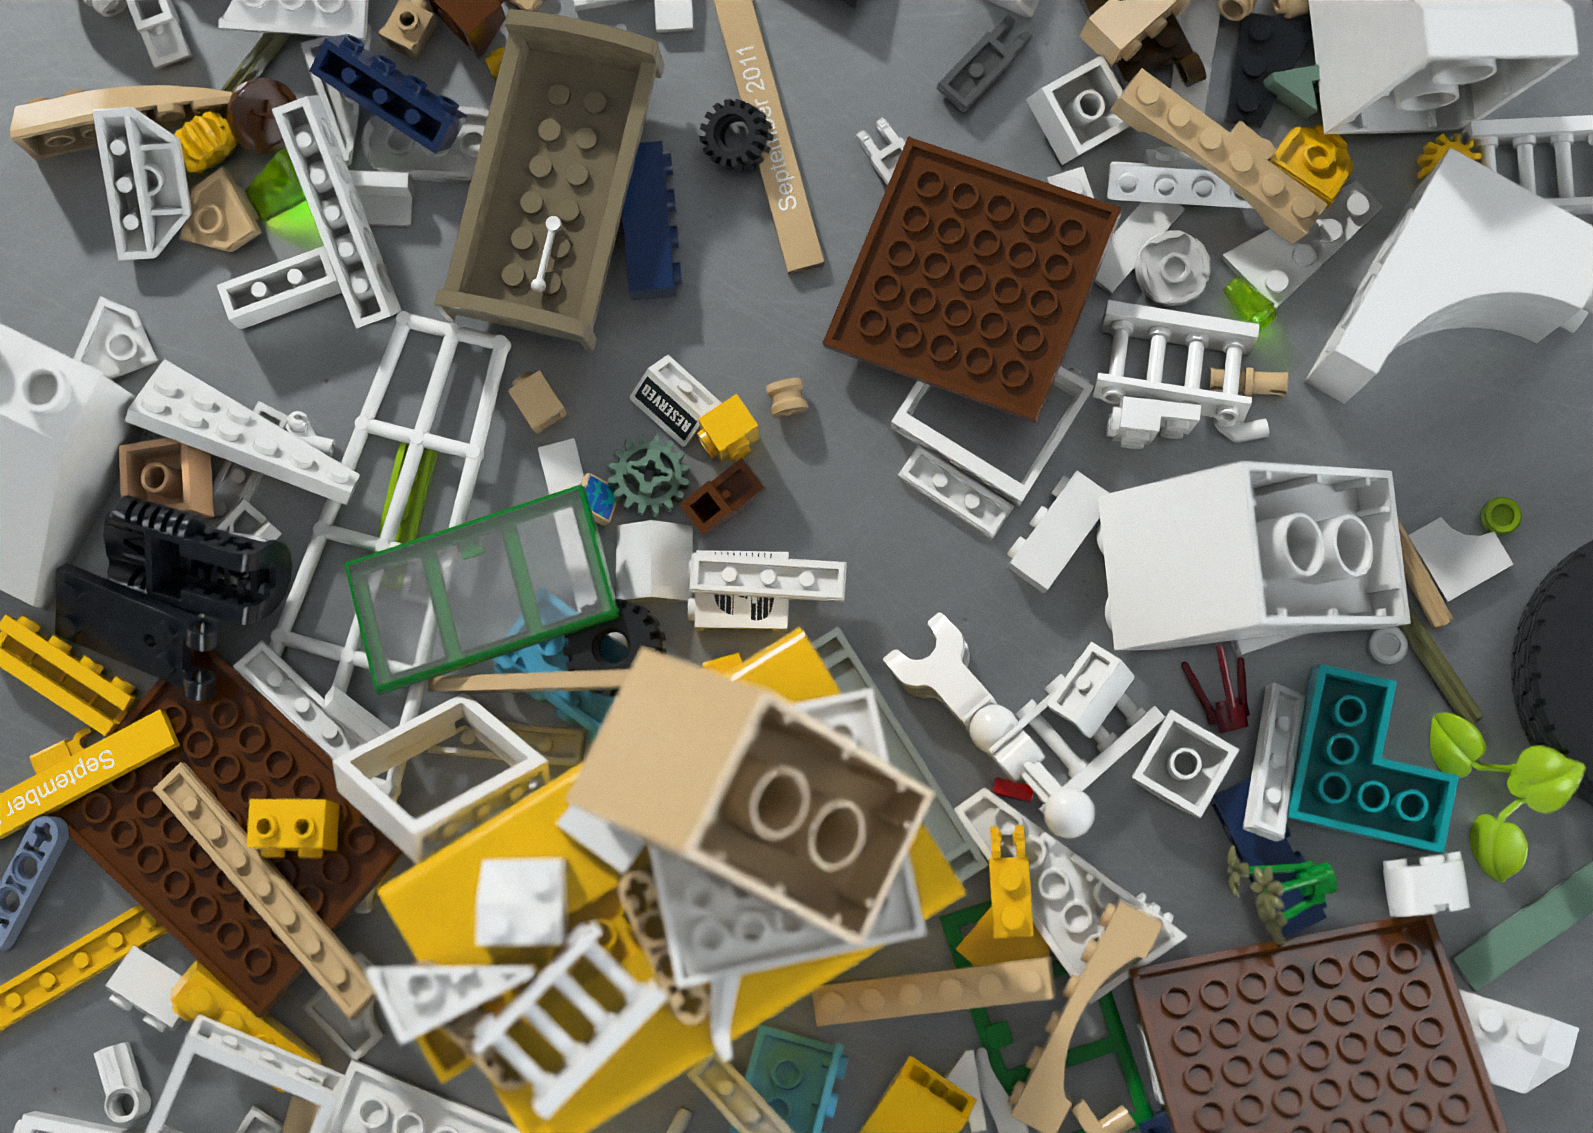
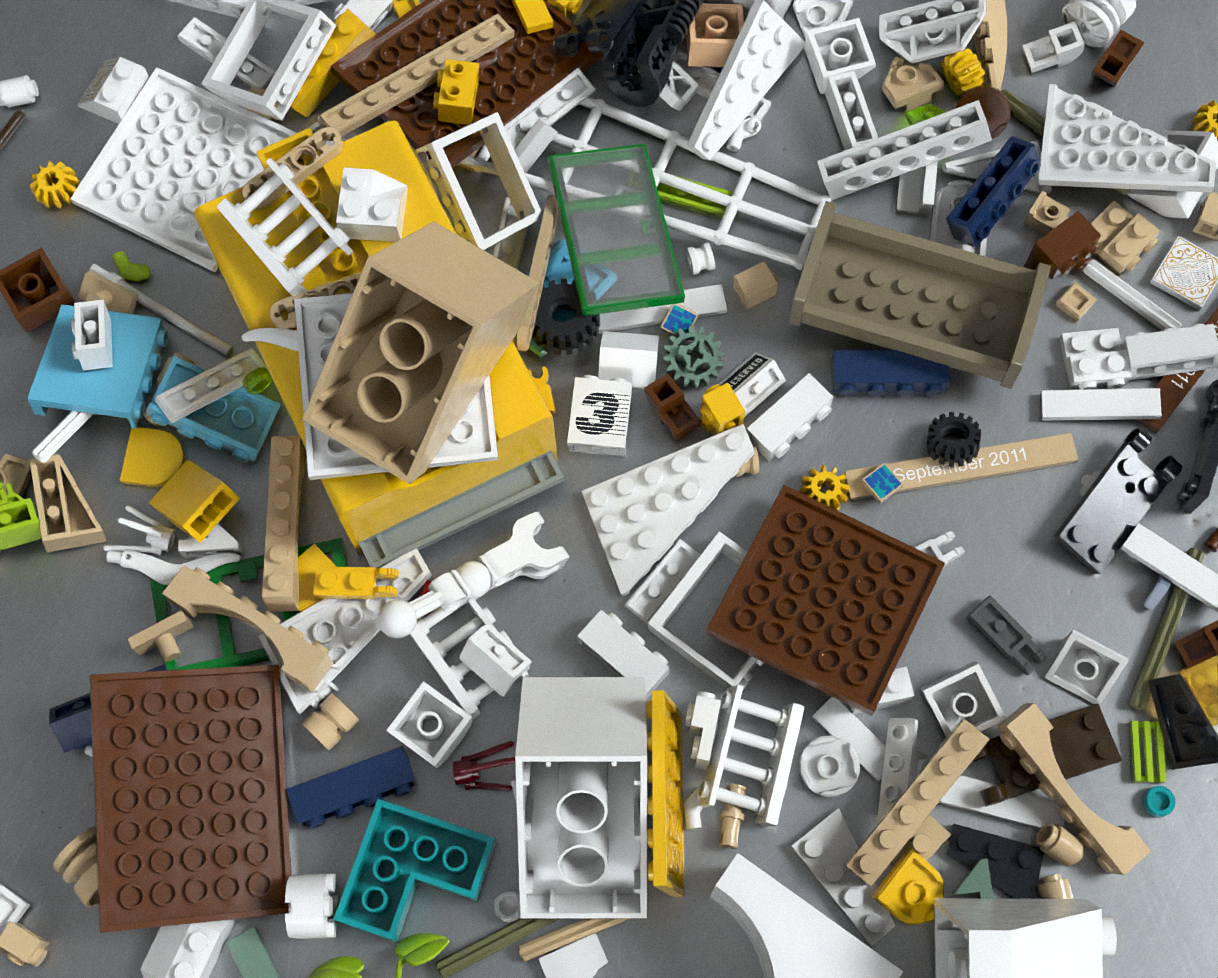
camera: 90 degrees right, 10 degrees down
(185, 310) = (837, 51): none -> white slope
(429, 996) = (314, 138): white wing -> none
(503, 478) = (700, 258): none -> white wheel
(553, 225) = (886, 297): white hinge -> none
(723, 344) = (790, 418): none -> white brick
(741, 1059) = (257, 380): none -> clear neon green tile
(768, 577) = (606, 430): white tile -> none
(801, 294) = (817, 480): none -> yellow gear
(803, 222) = (882, 483): none -> tile
(853, 499) = (653, 504): none -> white wing
(1191, 898) = (330, 721): none -> tan wheel
(1249, 303) = (795, 825): clear neon green cone -> none
(1274, 762) = (423, 797): white tile -> none
(1281, 452) = (667, 795): none -> yellow plate
(1312, 881) = (325, 812): plant -> none

